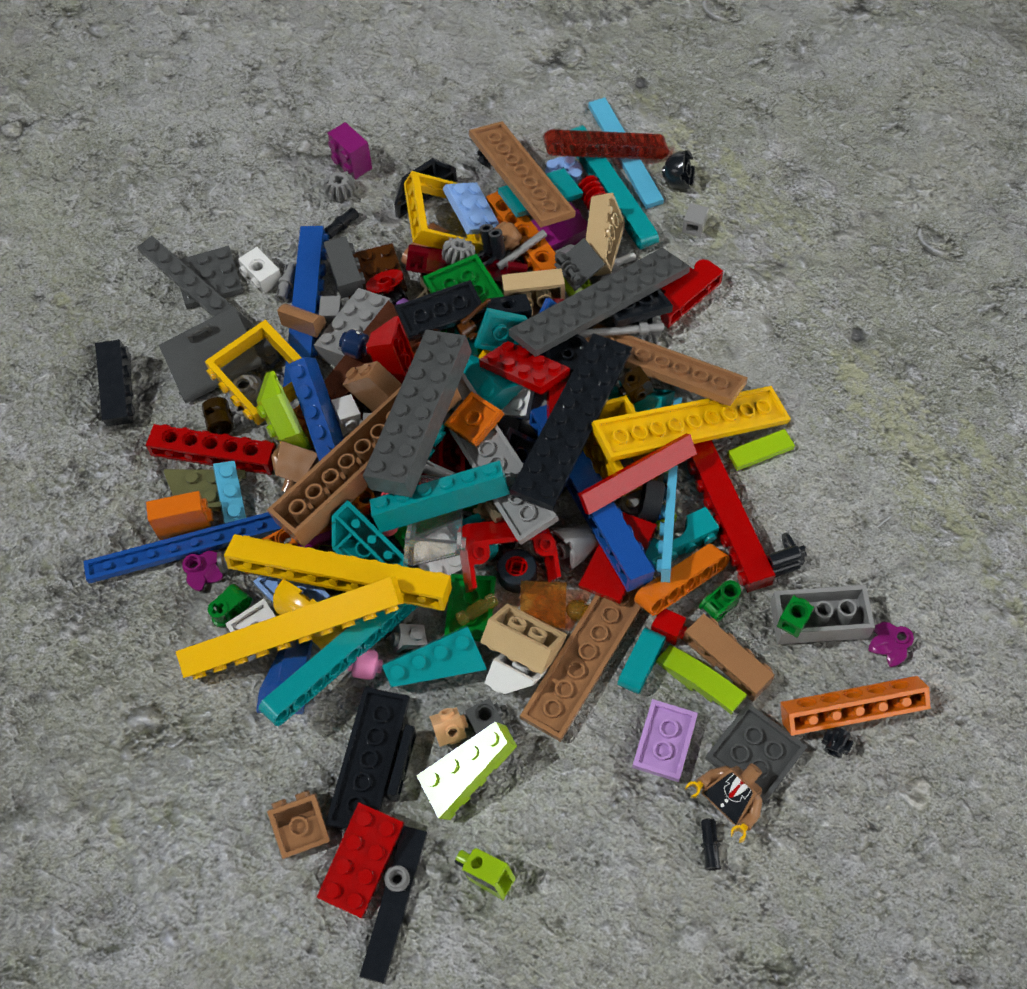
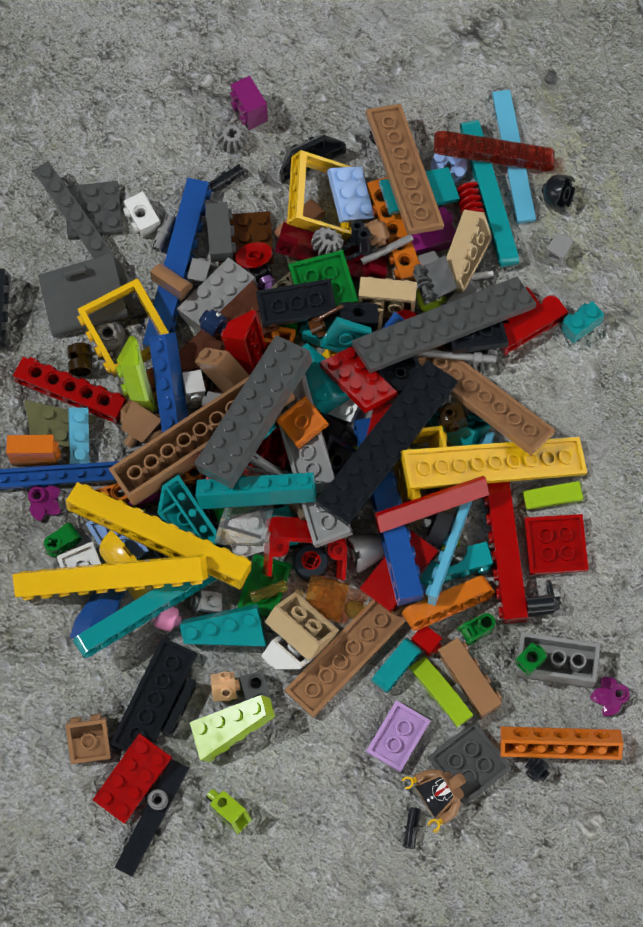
camera: 10 degrees right, 10 degrees up
(740, 279) = (582, 322): none -> teal brick
(780, 496) = (556, 544): none -> red plate

